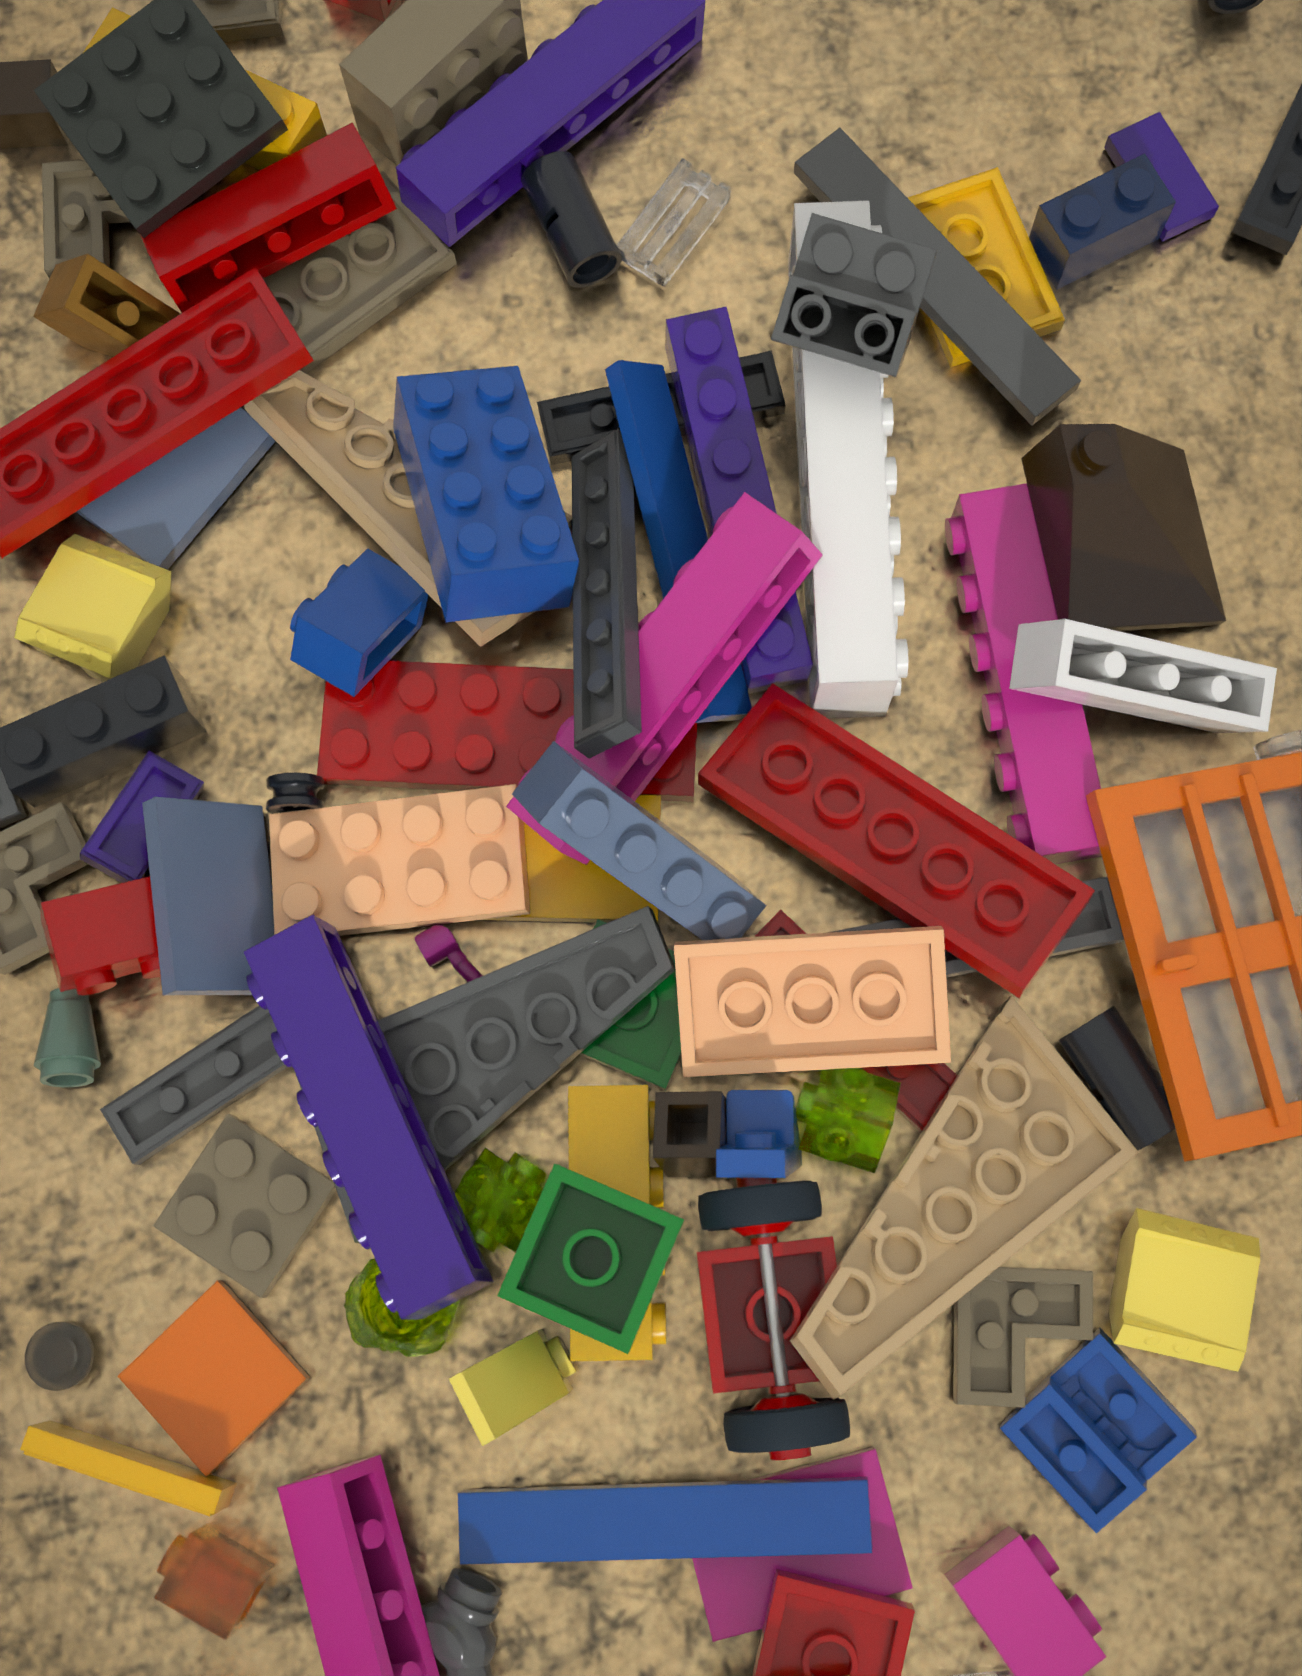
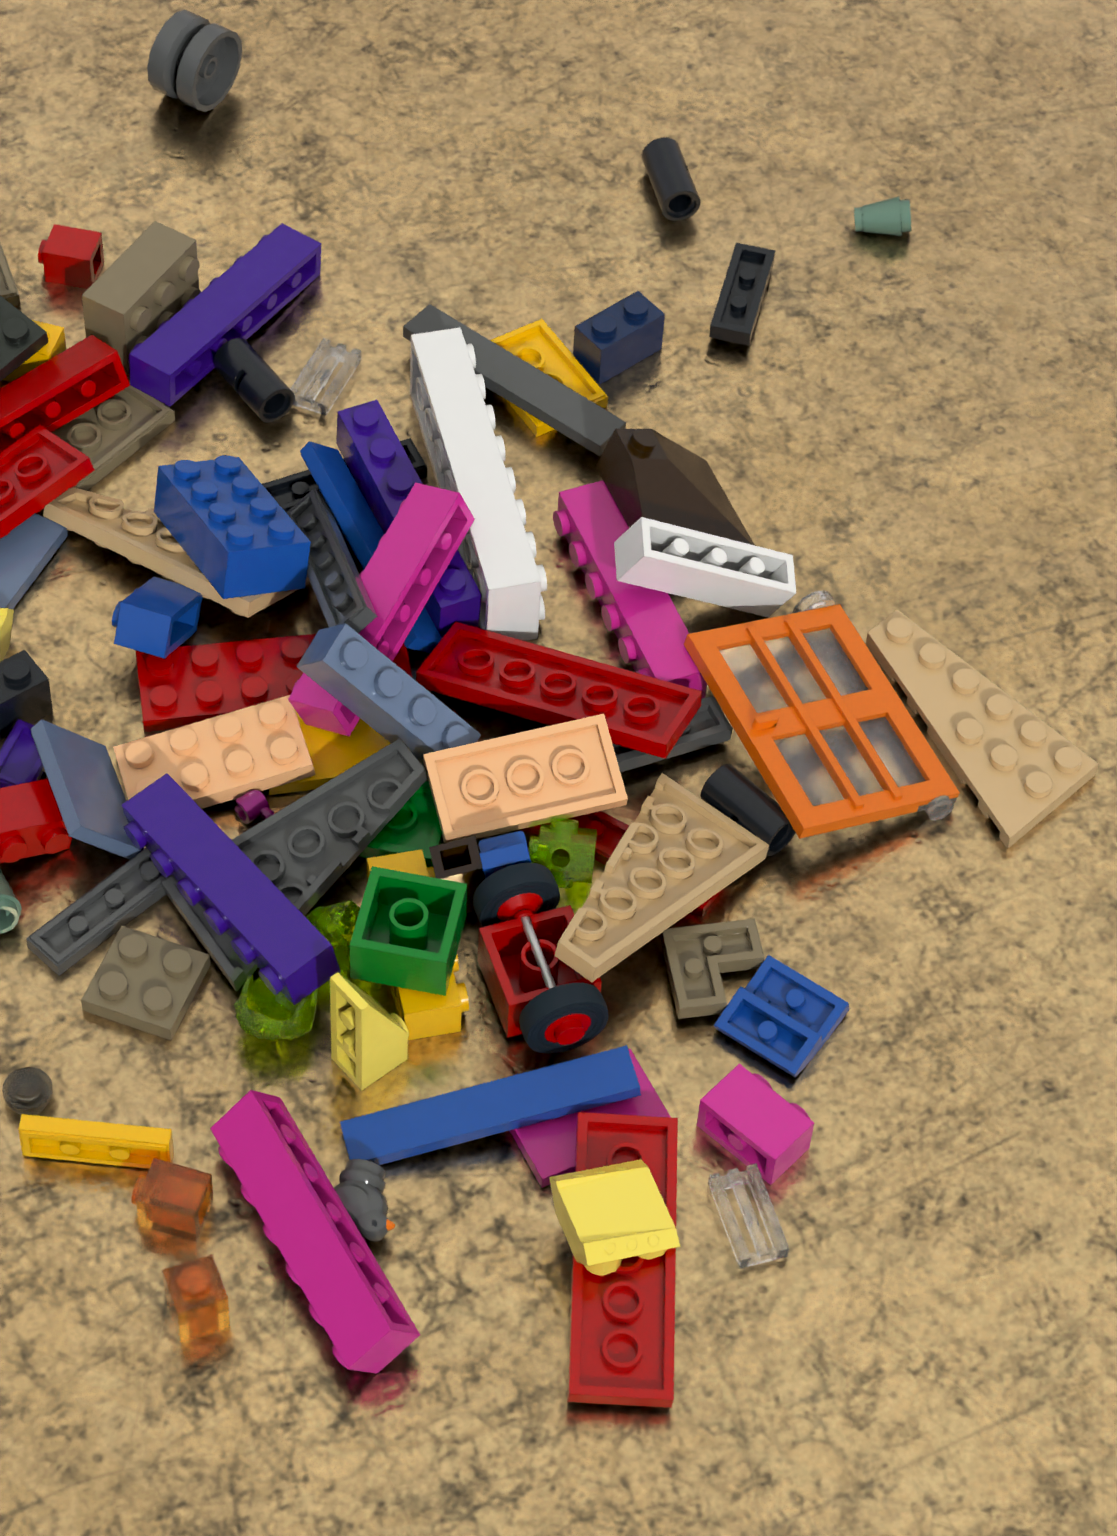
camera: 20 degrees left, 25 degrees down
(213, 1377) = (144, 1083): orange tile -> none
(294, 792) = (128, 727): black bush -> none
(854, 295) = (463, 368): dark grey brick -> none
(1157, 141) = (676, 323): dark purple tile -> none
(1184, 1289) = (820, 926): light yellow slope -> none

